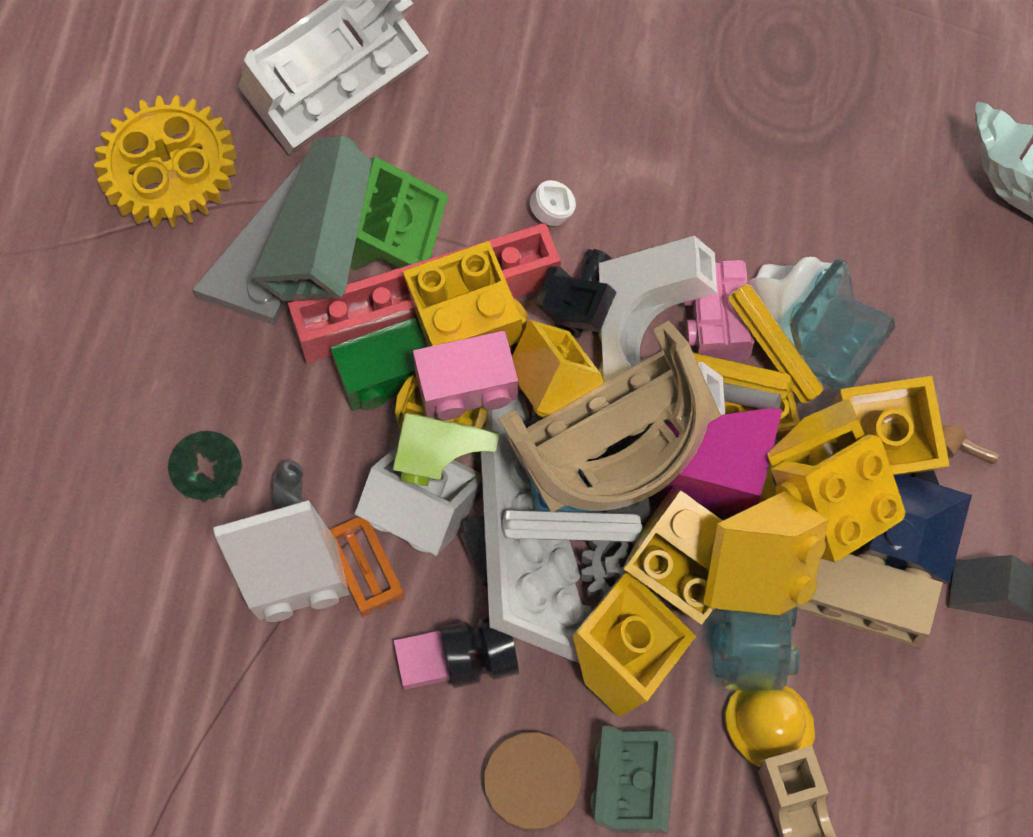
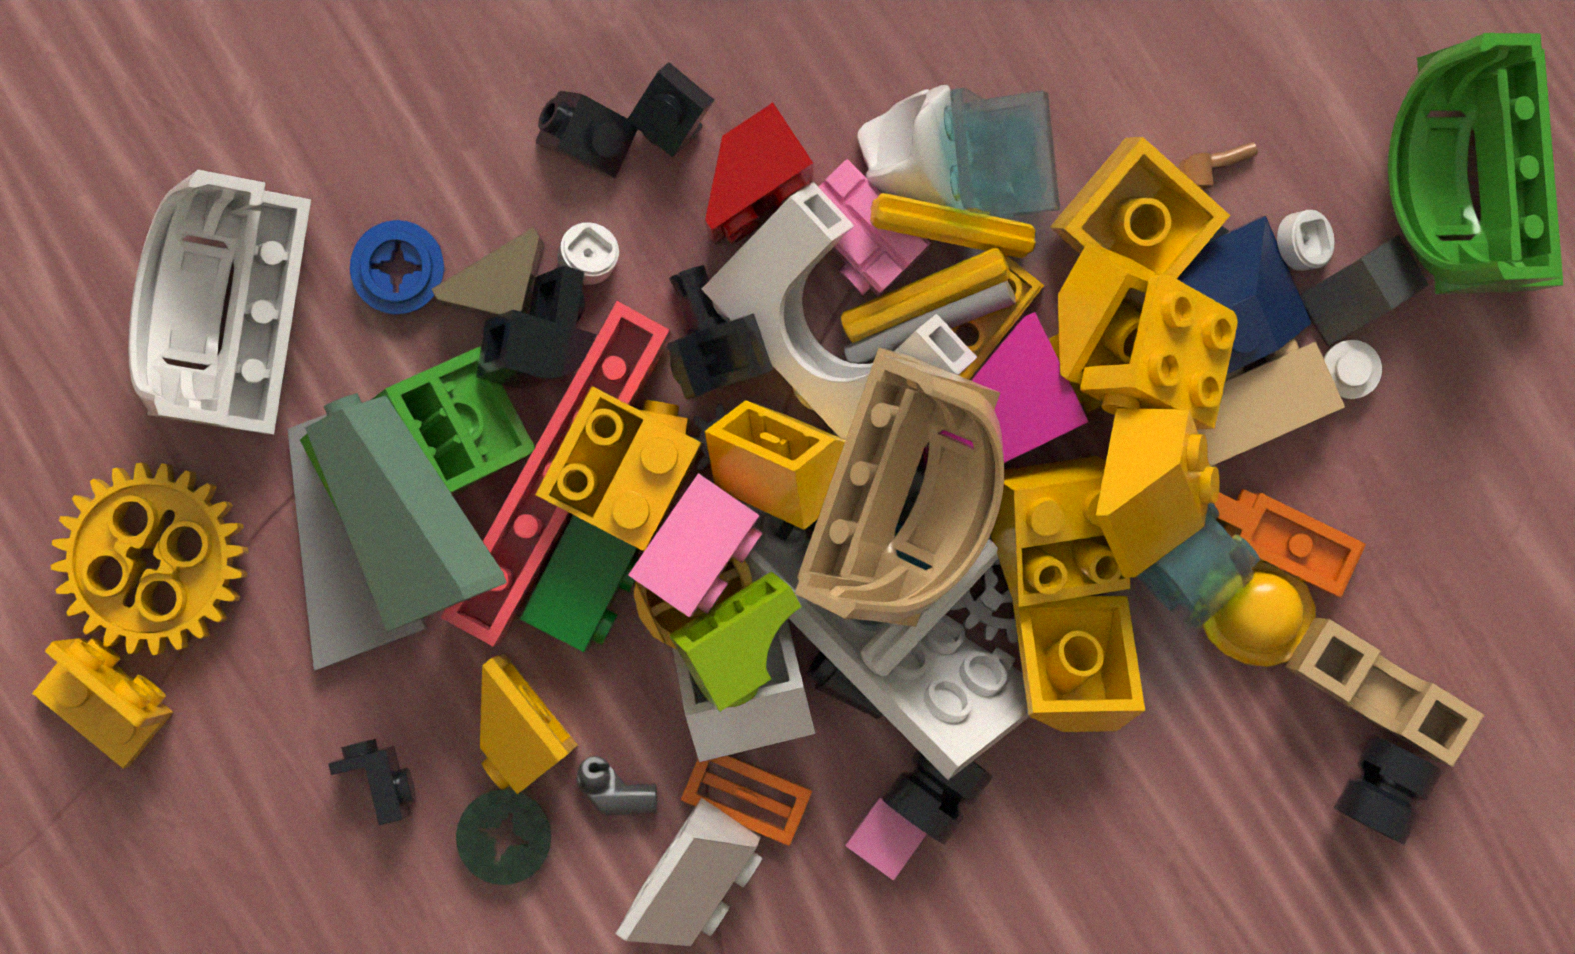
camera: 40 degrees left, 20 degrees up
(67, 208) = (102, 699): none -> yellow bracket
(172, 377) = (389, 785): none -> black bracket
(271, 406) = (517, 728): none -> yellow slope
(442, 113) = (379, 247): none -> blue gear
(474, 216) = (541, 345): none -> black brick
(490, 175) = (498, 280): none -> dark tan slope
(532, 781) = (1089, 860): medium nougat tile -> none
(611, 143) = (586, 132): none -> black bracket
(633, 780) = (1184, 781): sand green bracket -> none
(667, 161) = (671, 110): none -> black bracket
(680, 212) = (755, 169): none -> red slope
(828, 694) = (1292, 540): none -> orange hinge
(953, 628) = (1354, 368): none -> white plate
(985, 530) = (1305, 240): none -> white tile

